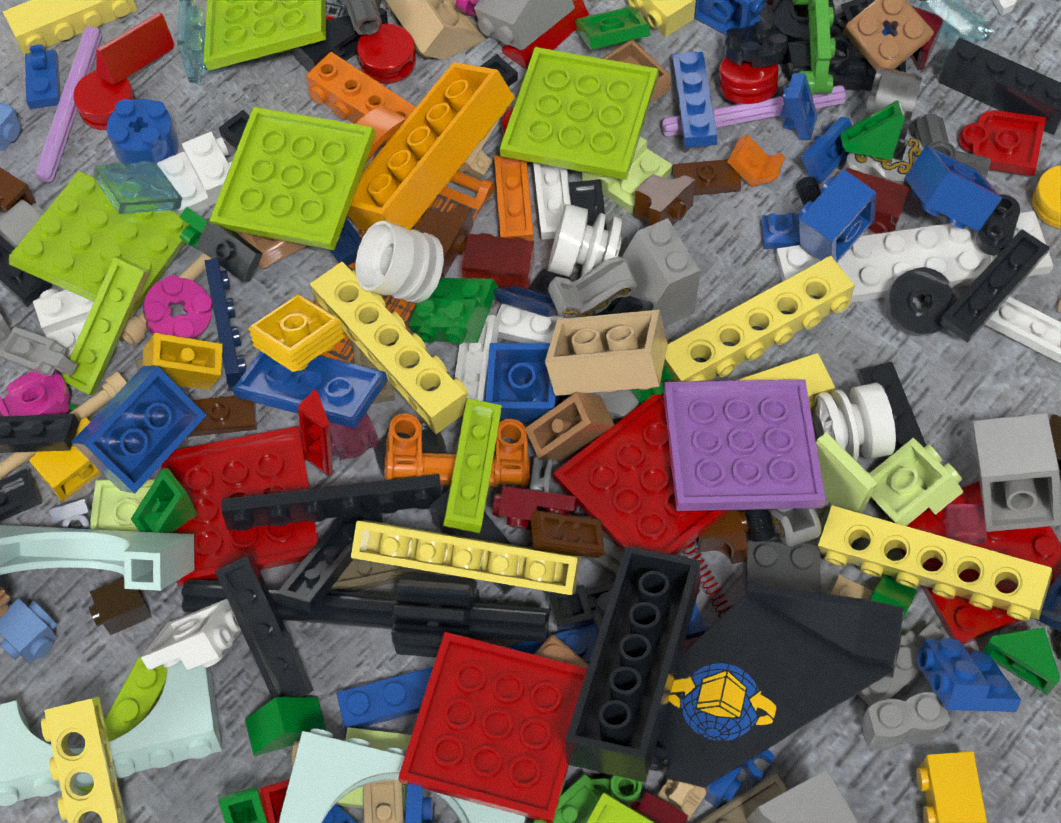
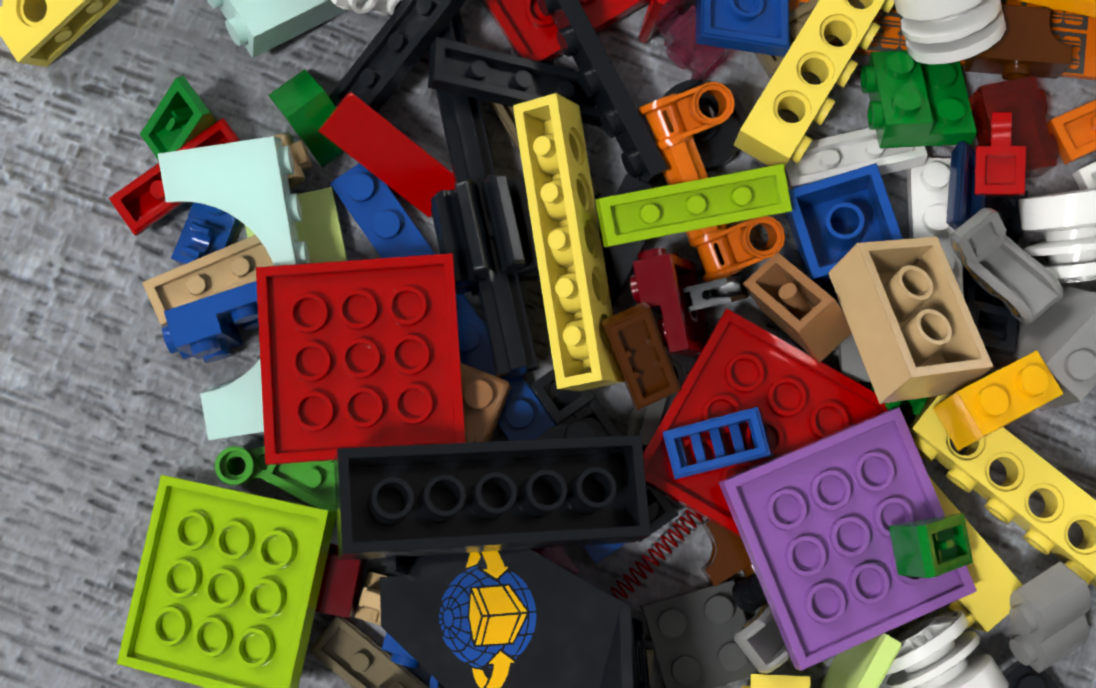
camera: 70 degrees right, 20 degrees up
(342, 670) = (387, 153): none -> red slope
(521, 271) = (1000, 167): none -> red plate
(648, 476) = (758, 431): none -> blue slope
(682, 320) = (997, 400): none -> yellow brick
(765, 394) = (931, 546): none -> green slope
(836, 346) = (1049, 617): none -> light grey brick

